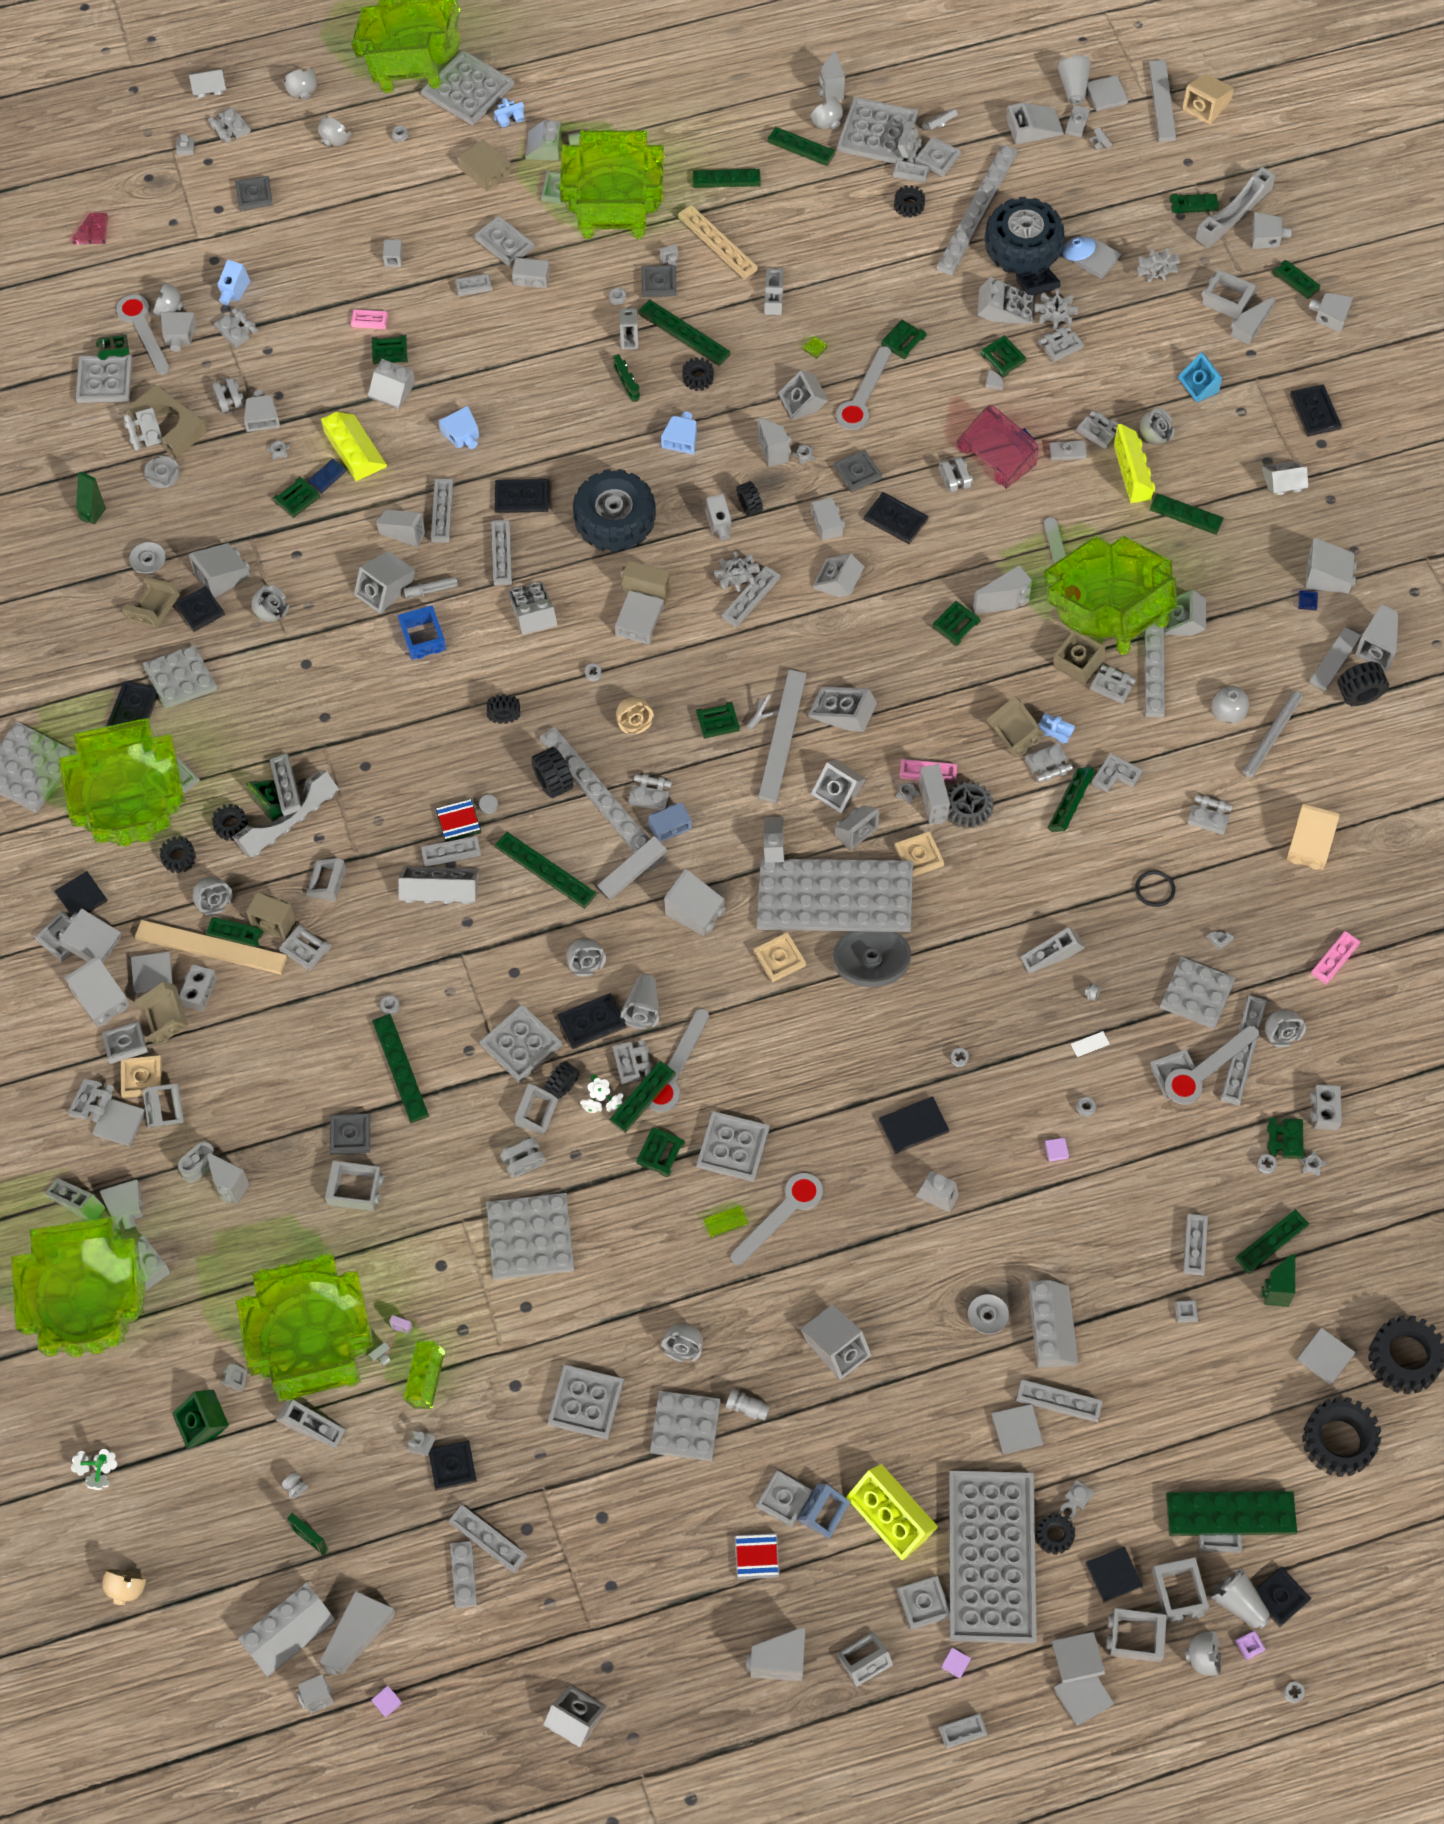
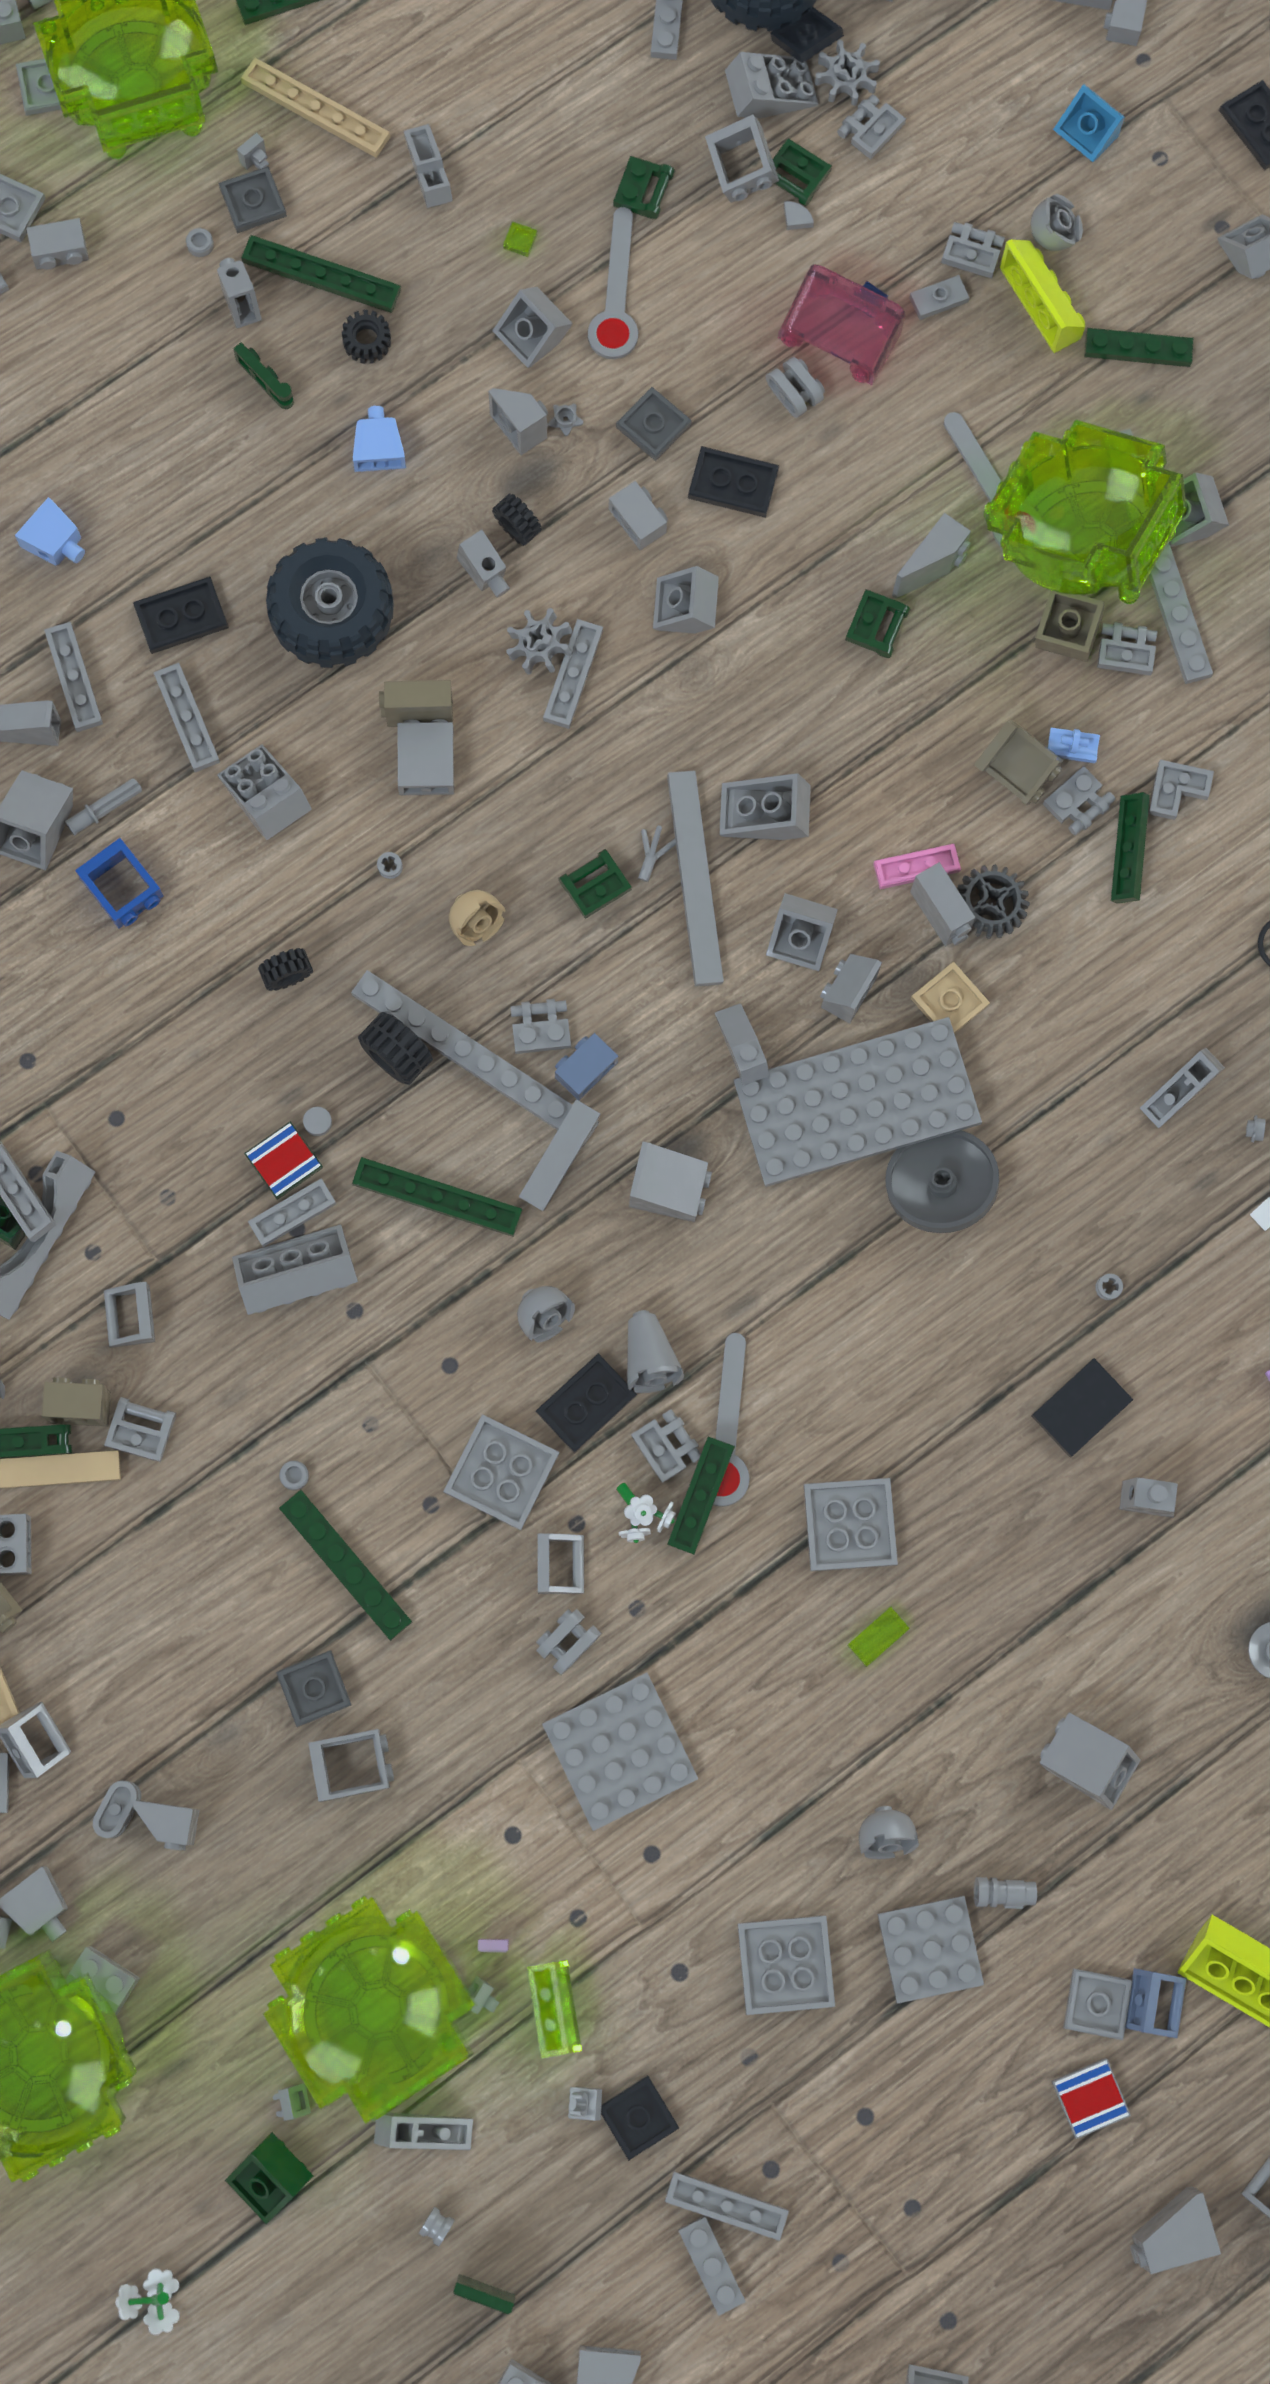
camera: 25 degrees left, 15 degrees up
(561, 1079) = (581, 1511): black tyre -> none
(654, 1149) = (744, 1565): dark green plate -> none
(779, 957) = (813, 1221): tan plate -> none
(801, 1192) = (966, 1558): light grey piece -> none
(907, 787) = (898, 900): light grey plate -> none
(969, 324) = (734, 136): none -> light grey window

